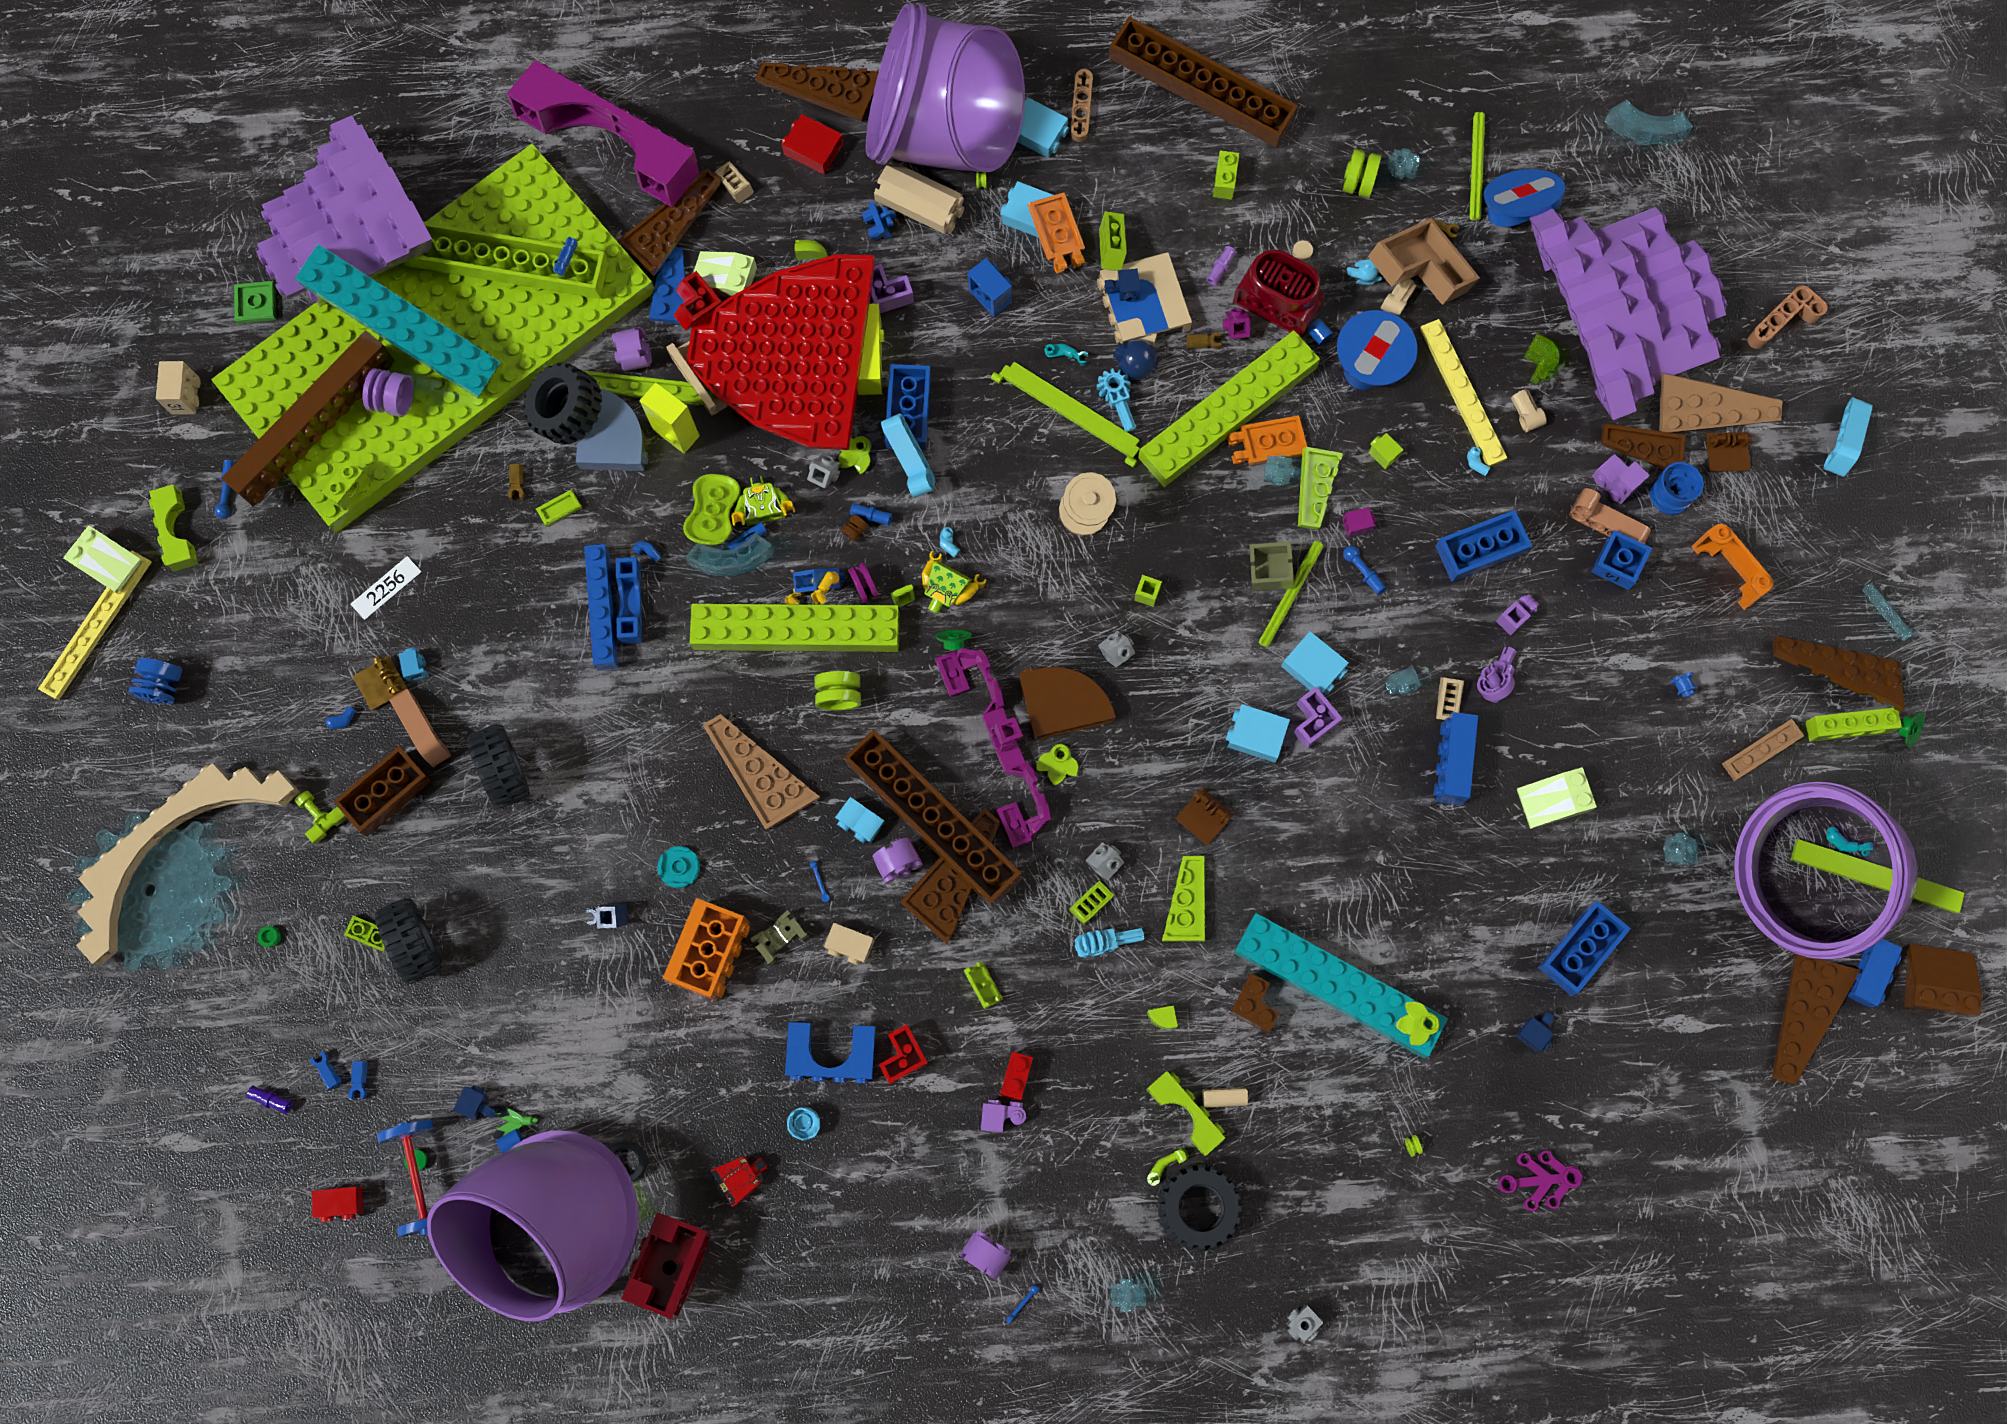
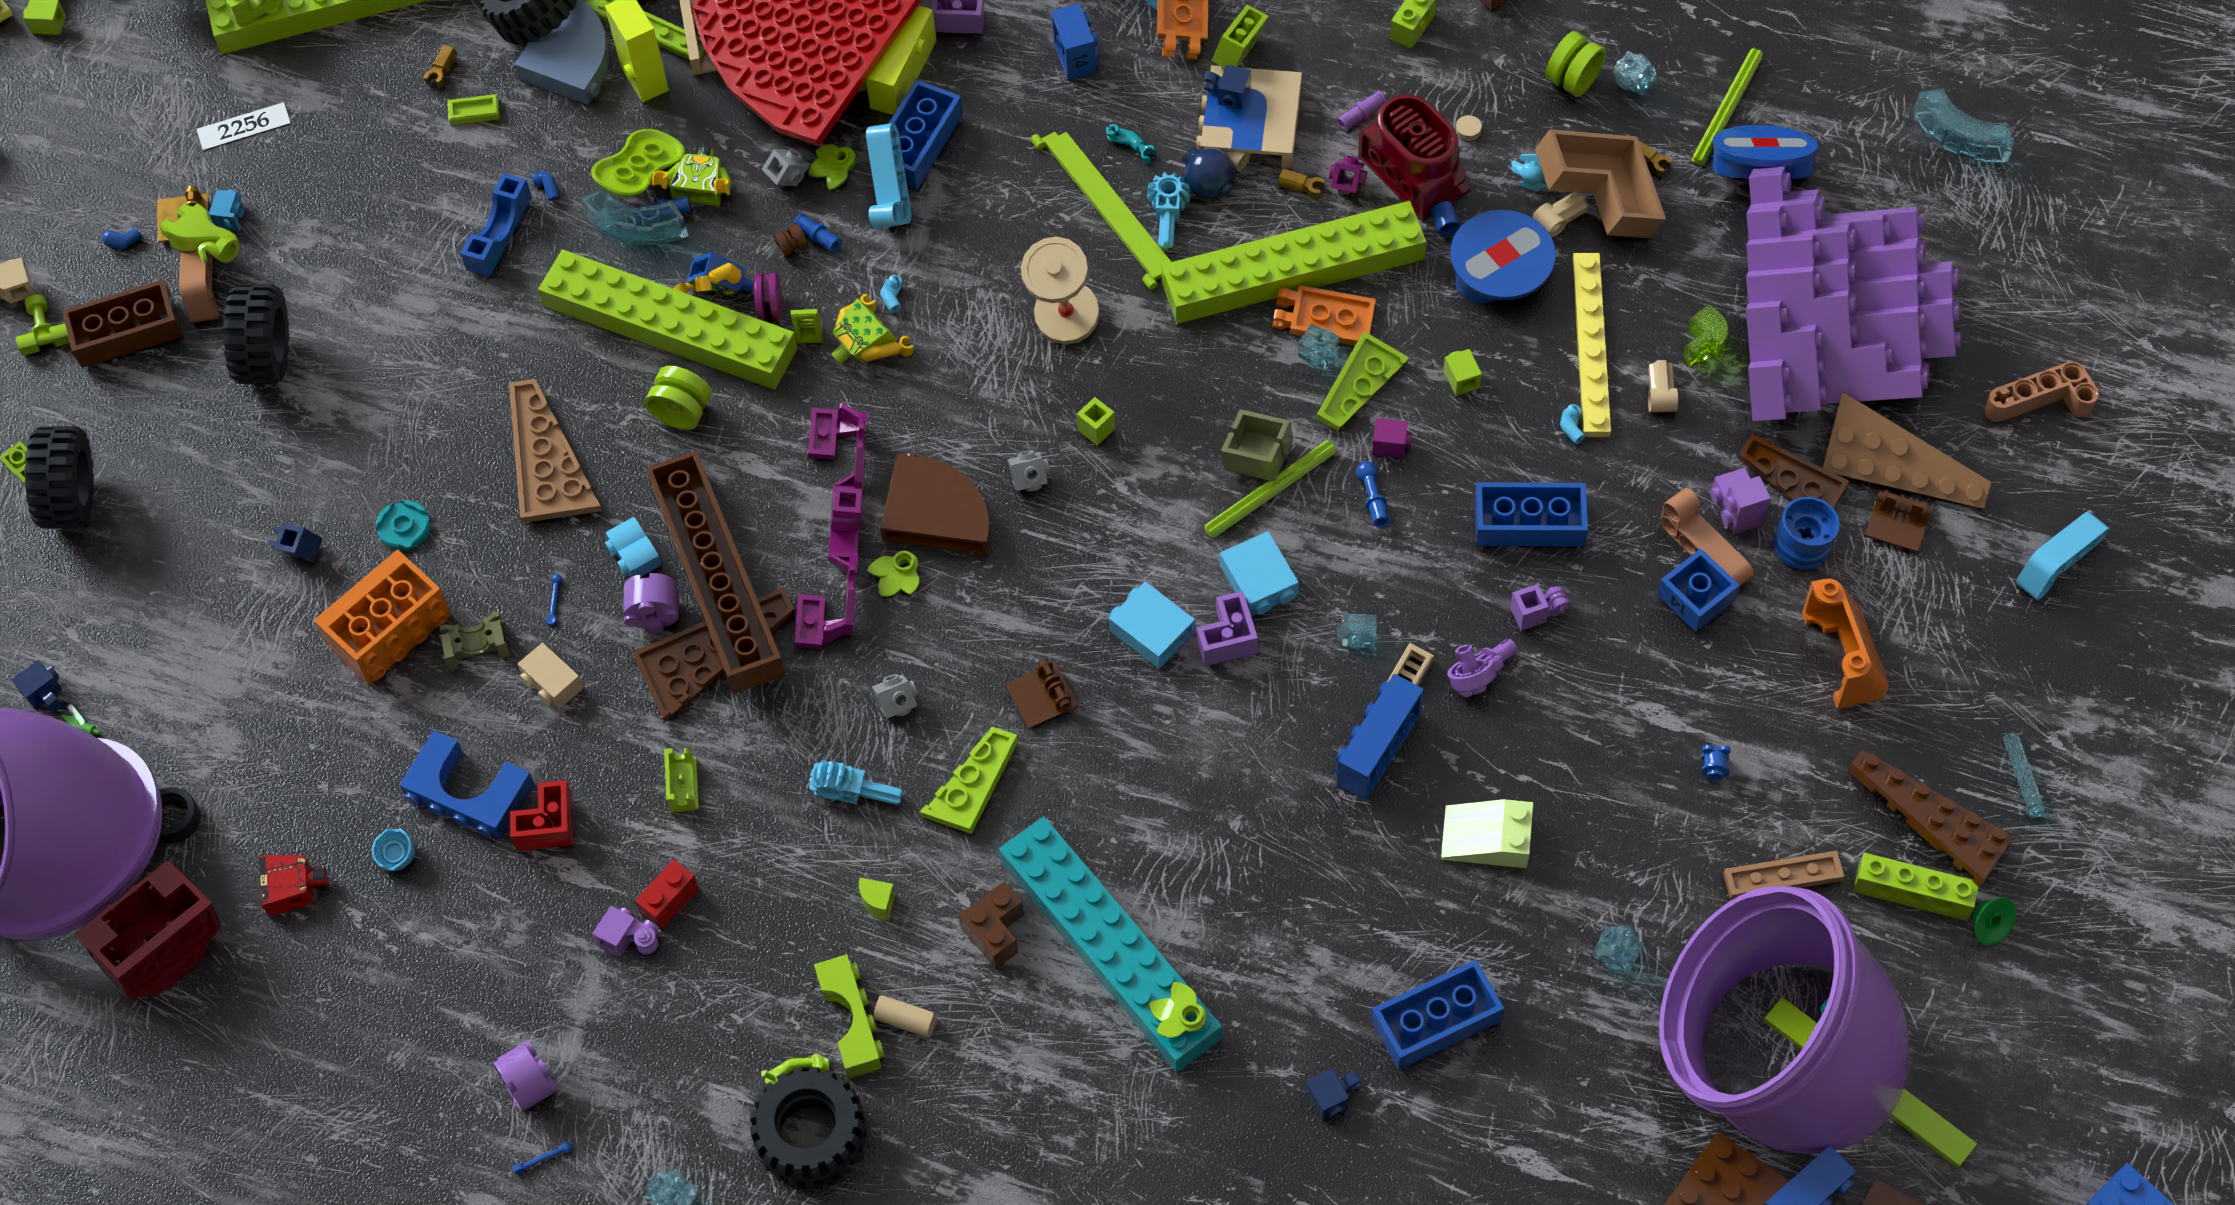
camera: 25 degrees right, 15 degrees down
(405, 698) = (198, 233): none -> lime hips
(601, 607) = (463, 218): blue brick -> none
(953, 638) = (841, 394): green piece -> none
(1079, 915) = (851, 751): lime slope -> none
(1413, 1145) = (1110, 1164): lime bush -> none

